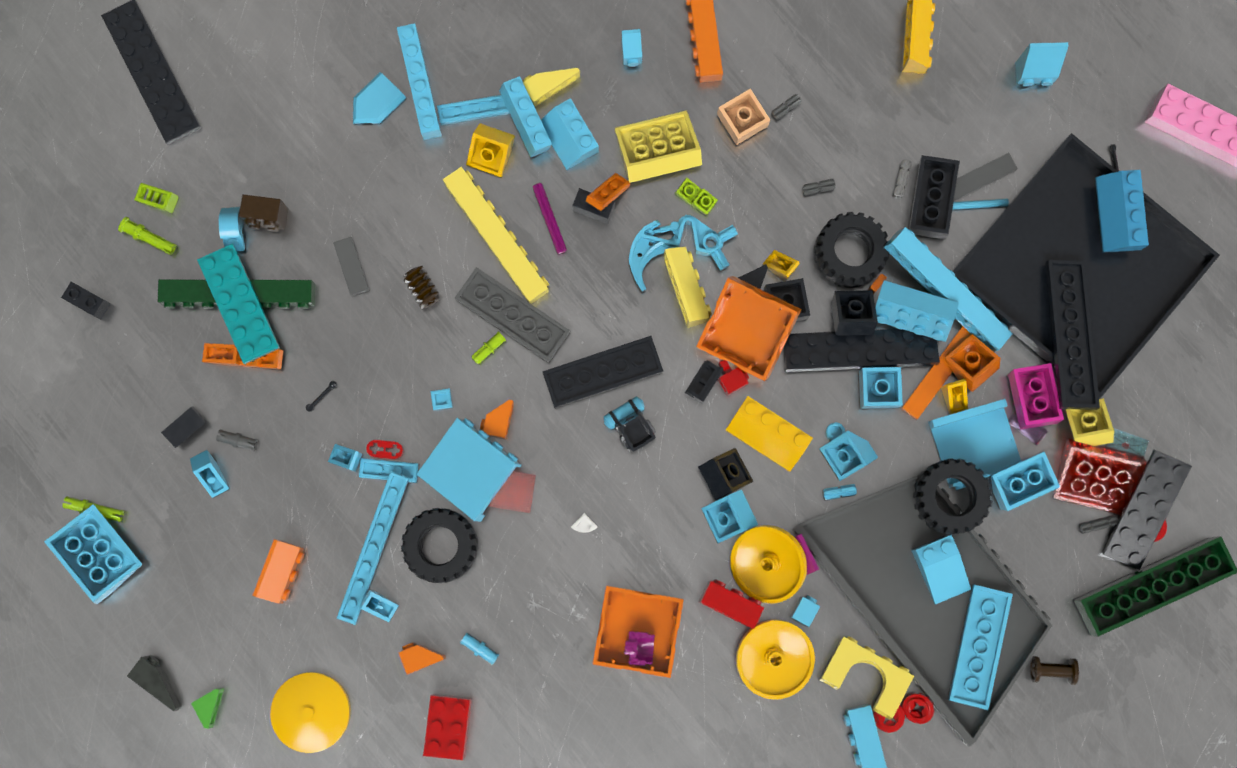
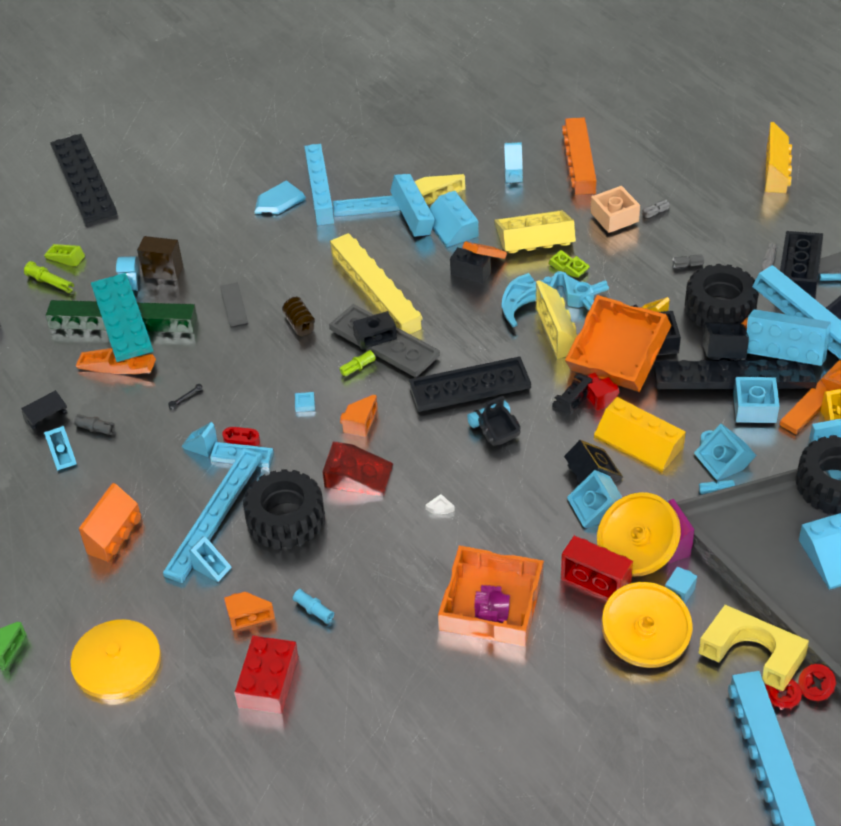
camera: 10 degrees right, 35 degrees down
(468, 468) = (322, 443): medium azure panel -> none
(490, 149) = (377, 228): yellow slope -> none
(496, 321) = (374, 330): none -> black brick
(549, 218) = (427, 276): magenta axle -> none

